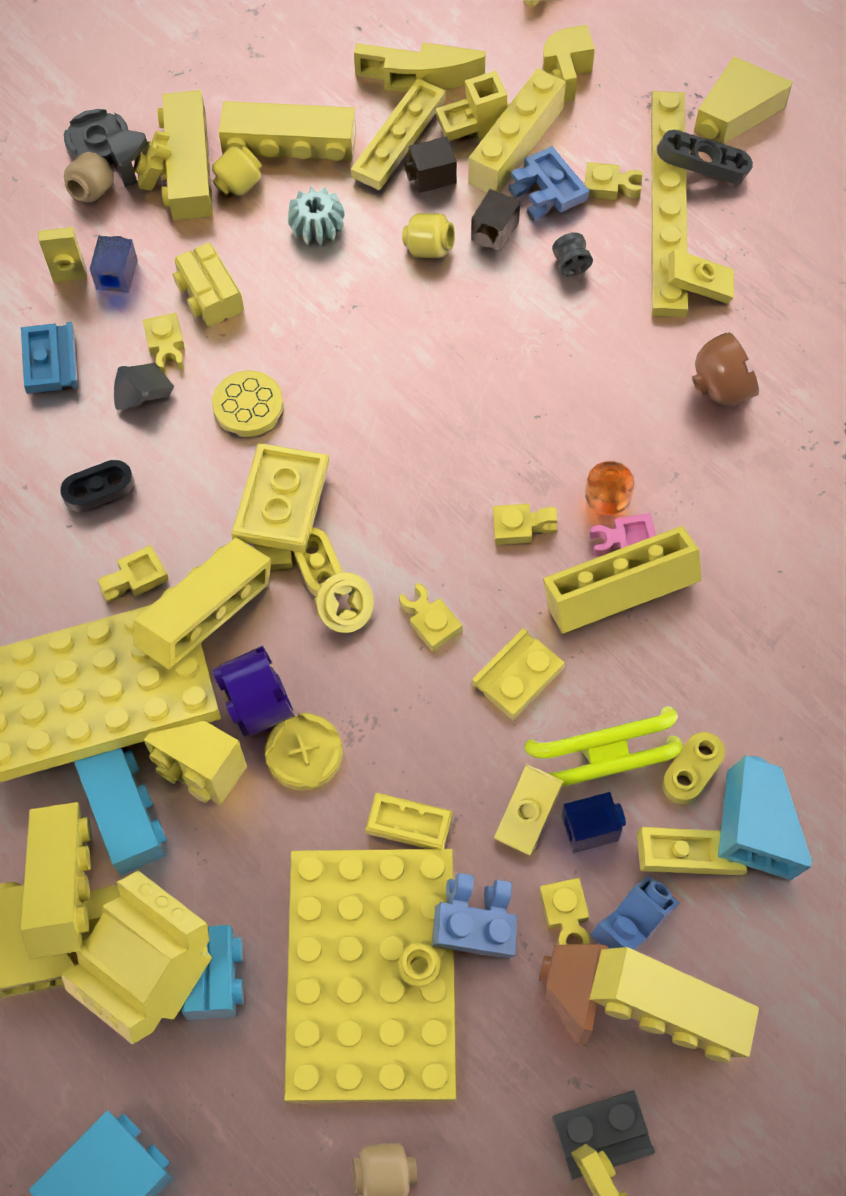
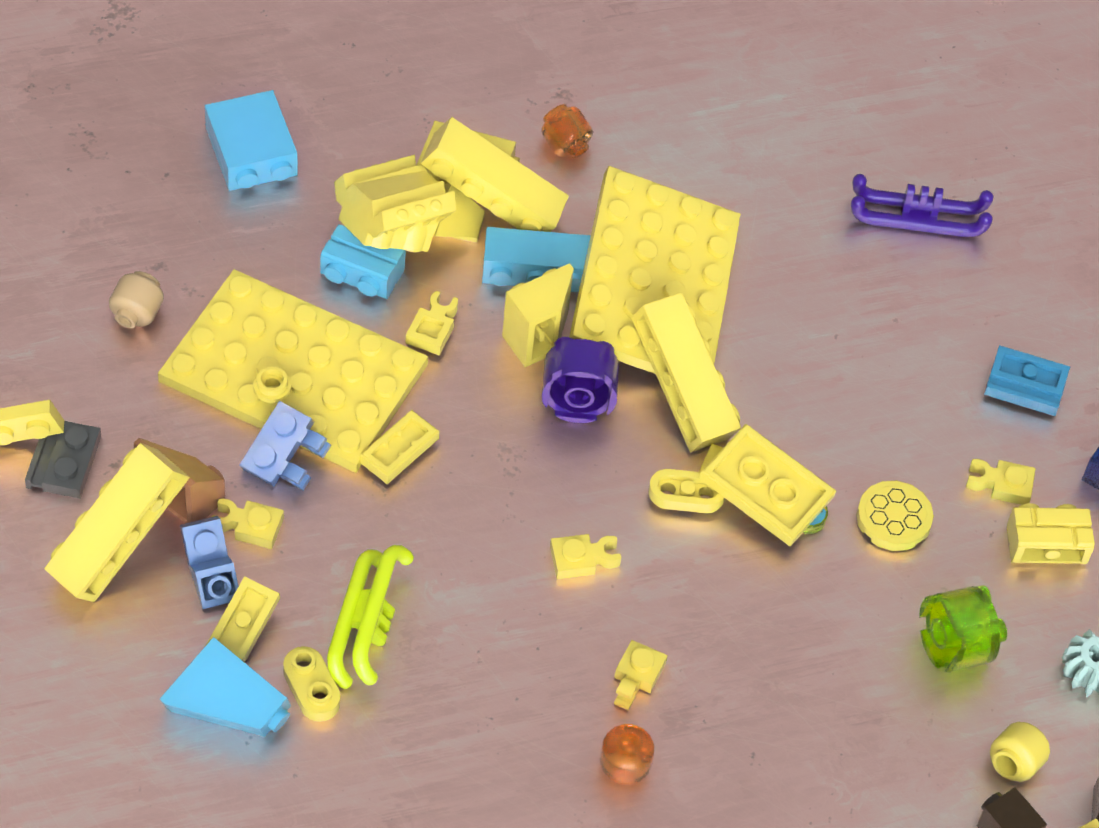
camera: 110 degrees right, 10 degrees down
(96, 483) = (862, 366): black plate -> none
(137, 571) = (751, 357): light yellow plate -> none
(140, 384) = (956, 437): dark grey tile -> none
(255, 865) = (433, 327): none -> light yellow plate
(303, 752) = (511, 408): light yellow tile -> none
(346, 302) = (961, 628): none -> clear neon green brick
(359, 598) = (617, 489): light yellow gear -> none
(518, 674) = (486, 596): light yellow plate -> none
(528, 809) = (352, 528): light yellow plate -> none
(593, 821) = (311, 572): clear blue brick -> none
(622, 579) = (521, 710): light yellow brick -> none
(624, 533) = (569, 751): bright pink plate -> none

